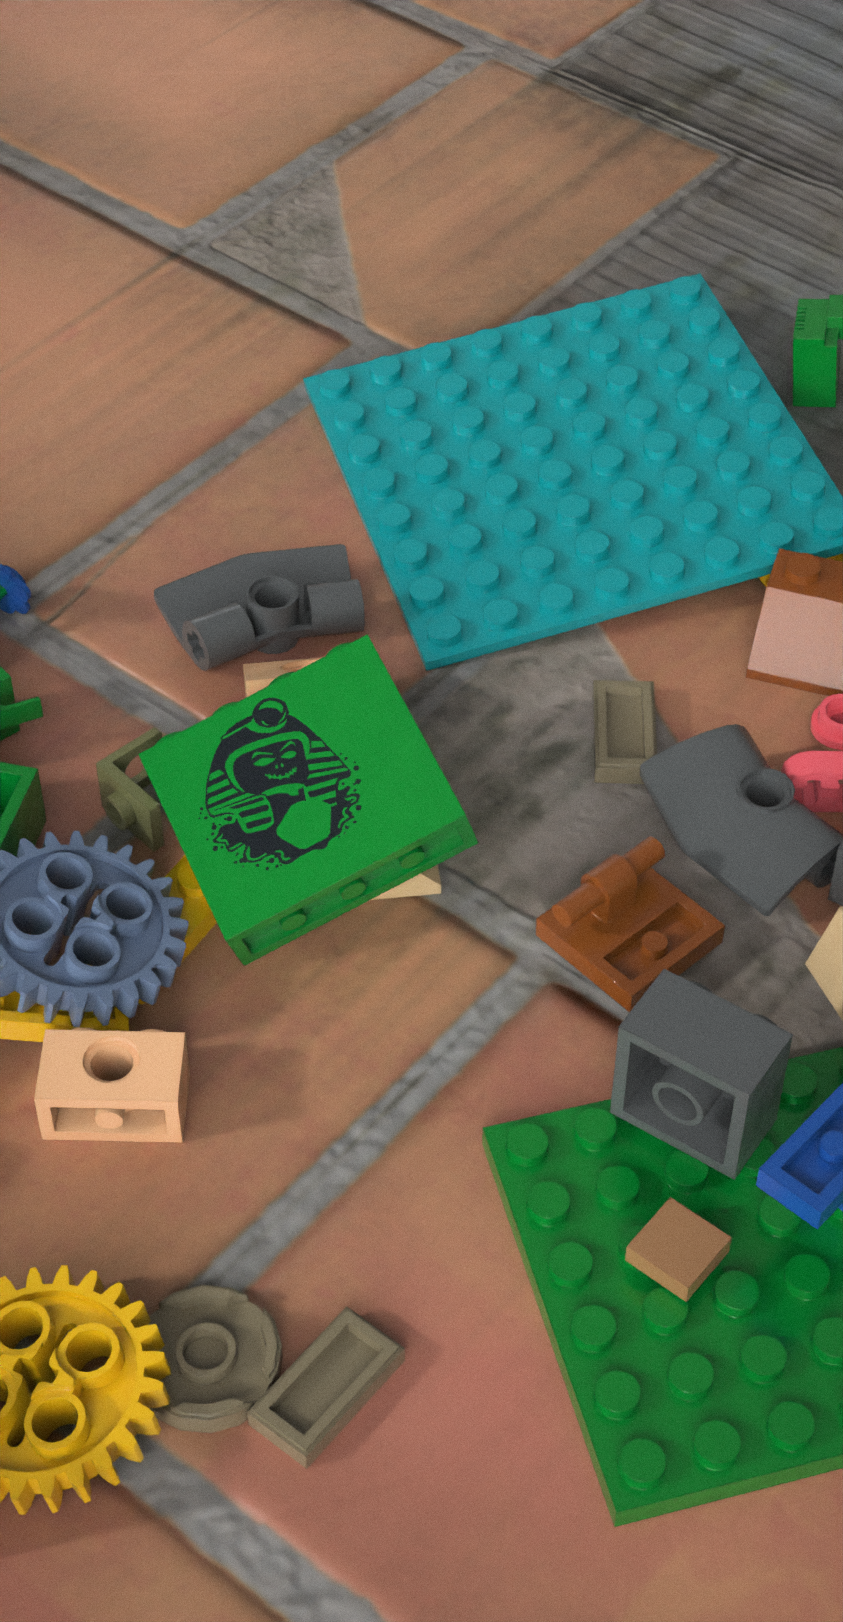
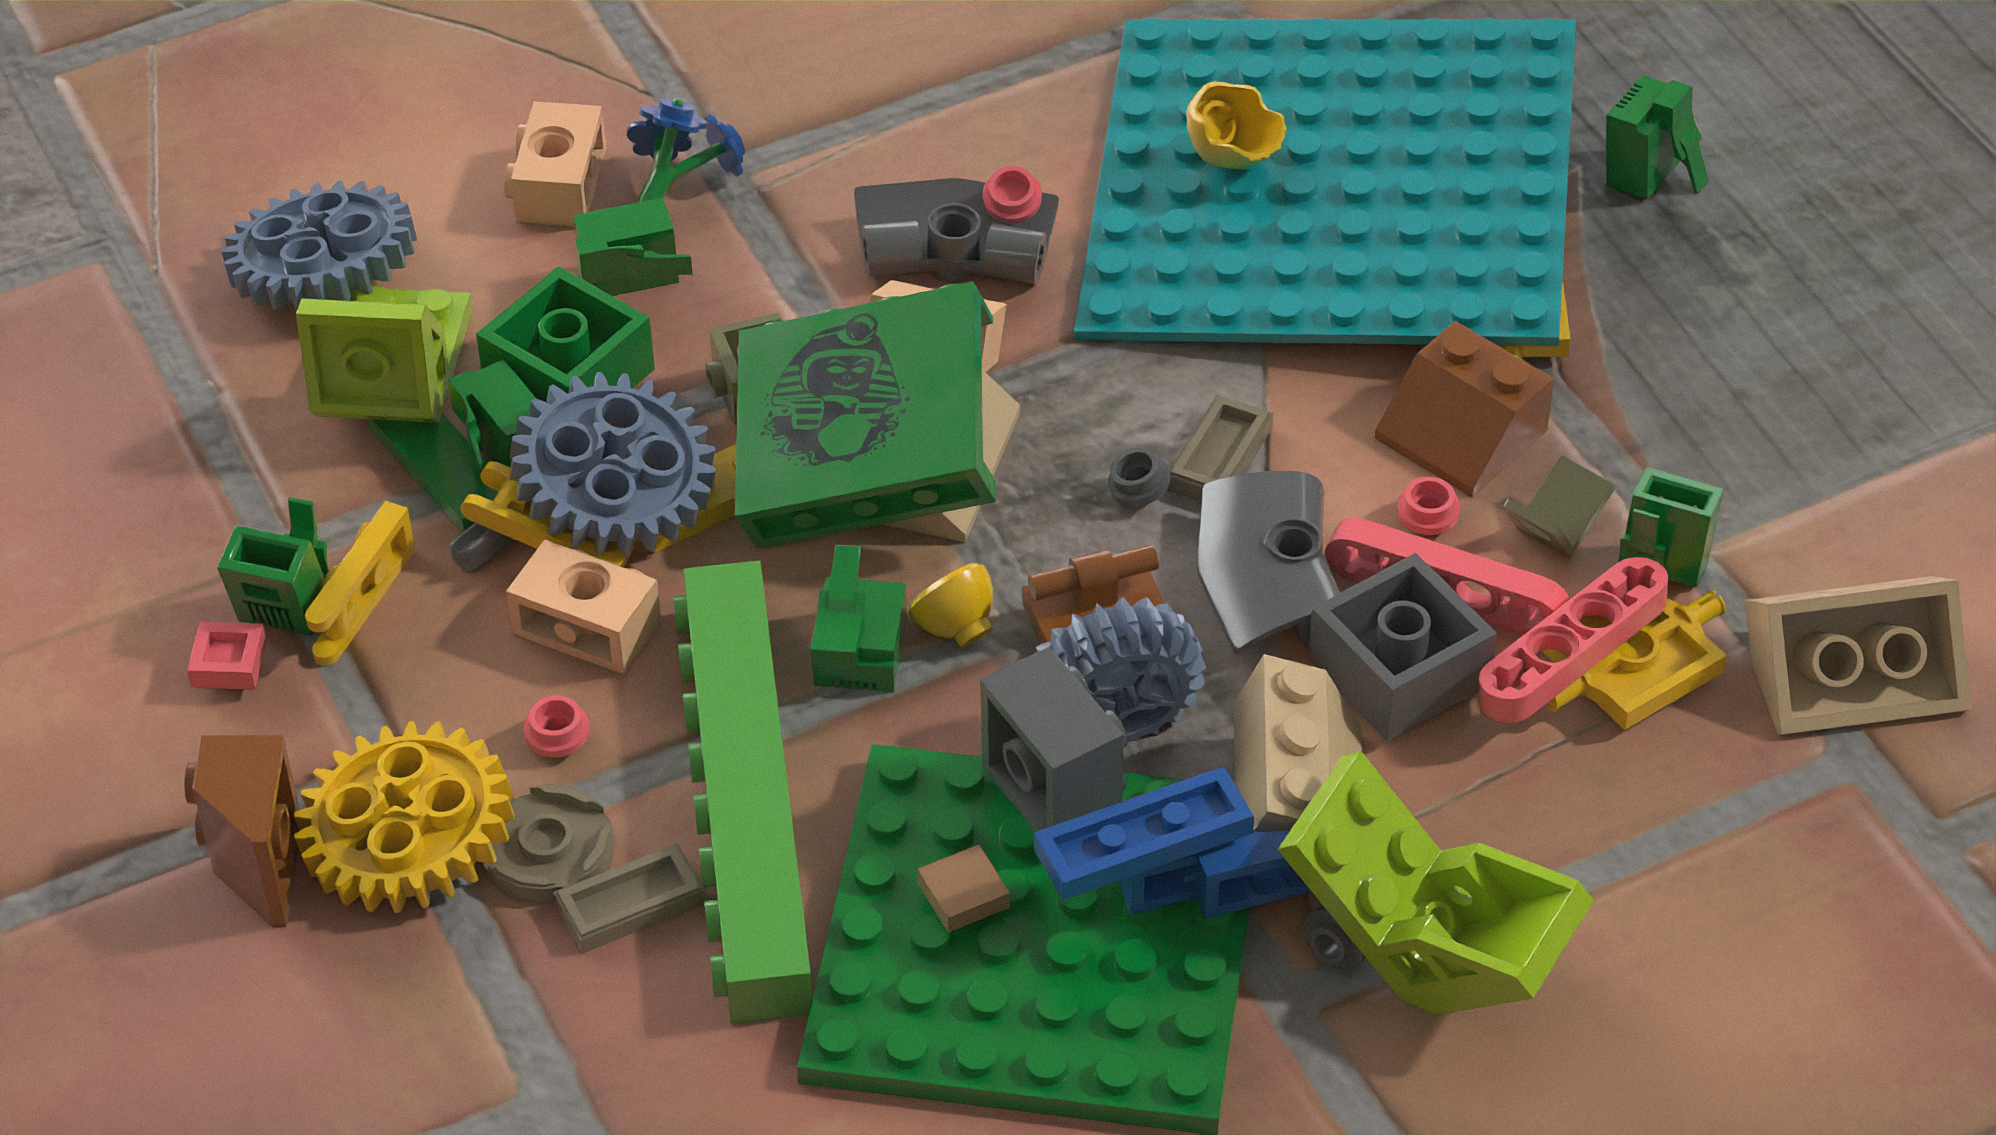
camera: 25 degrees right, 0 degrees up
(150, 1209) = (556, 727): none -> coral plate
(307, 554) = (1012, 195): none -> coral plate
(396, 1235) = (746, 796): none -> bright green brick
(402, 1012) = (857, 627): none -> green piece
(477, 438) = (1233, 126): none -> yellow hair
(485, 958) = (956, 605): none -> yellow brick
(569, 766) = (1138, 477): none -> dark grey plate
(705, 940) = (1135, 662): none -> sand blue gear

